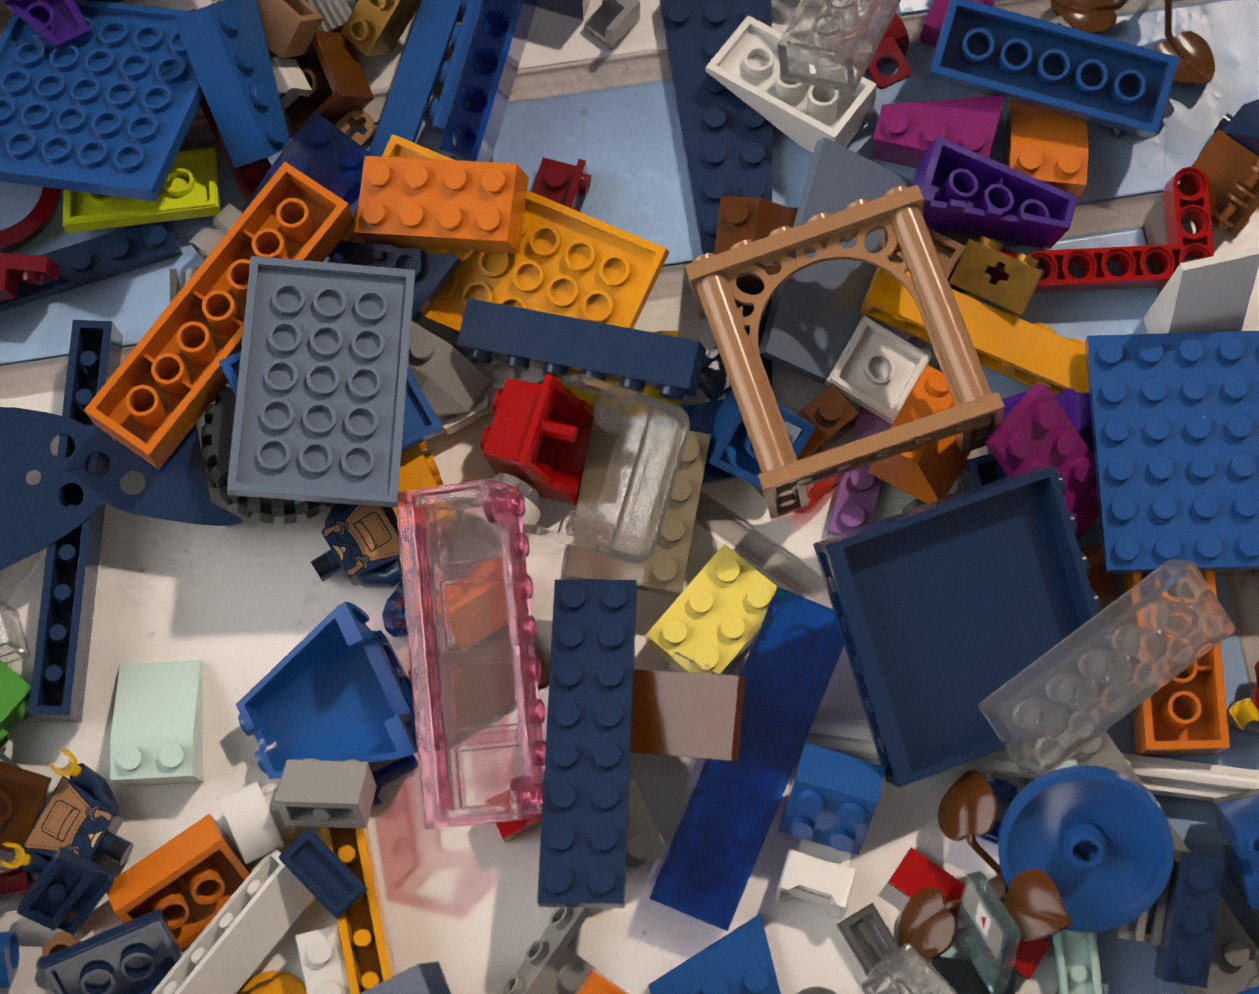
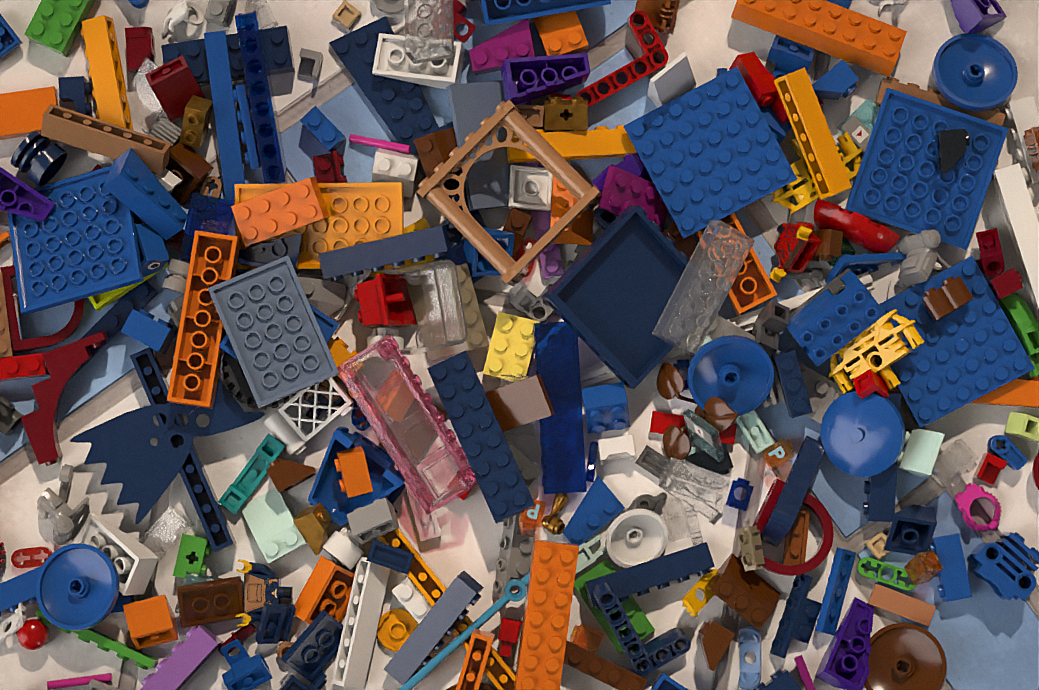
camera: 20 degrees left, 10 degrees up
(124, 292) = (152, 333): none -> blue brick
(170, 618) = (252, 474): none -> teal slope
(196, 173) = (151, 249): none -> blue slope
(223, 756) = (314, 526): none -> pearl gold slope
(226, 645) = (288, 474): none -> reddish brown slope
(270, 578) = (290, 432): none -> white piece
(339, 694) = (354, 472): none -> orange brick
(419, 847) = (426, 524): none -> plate
(581, 121) = (323, 129): none -> blue piece
(612, 927) = (533, 516): none -> clear orange brick
(644, 965) = (556, 525): none -> pearl gold piece
(662, 187) = (380, 143): none -> dark pink bar
(669, 226) = (396, 167): none -> white slope
(761, 883) = (591, 464): none -> clear blue bar
(781, 558) = (527, 303): none -> light grey piece
(1196, 792) = (769, 324): none -> flat silver brick

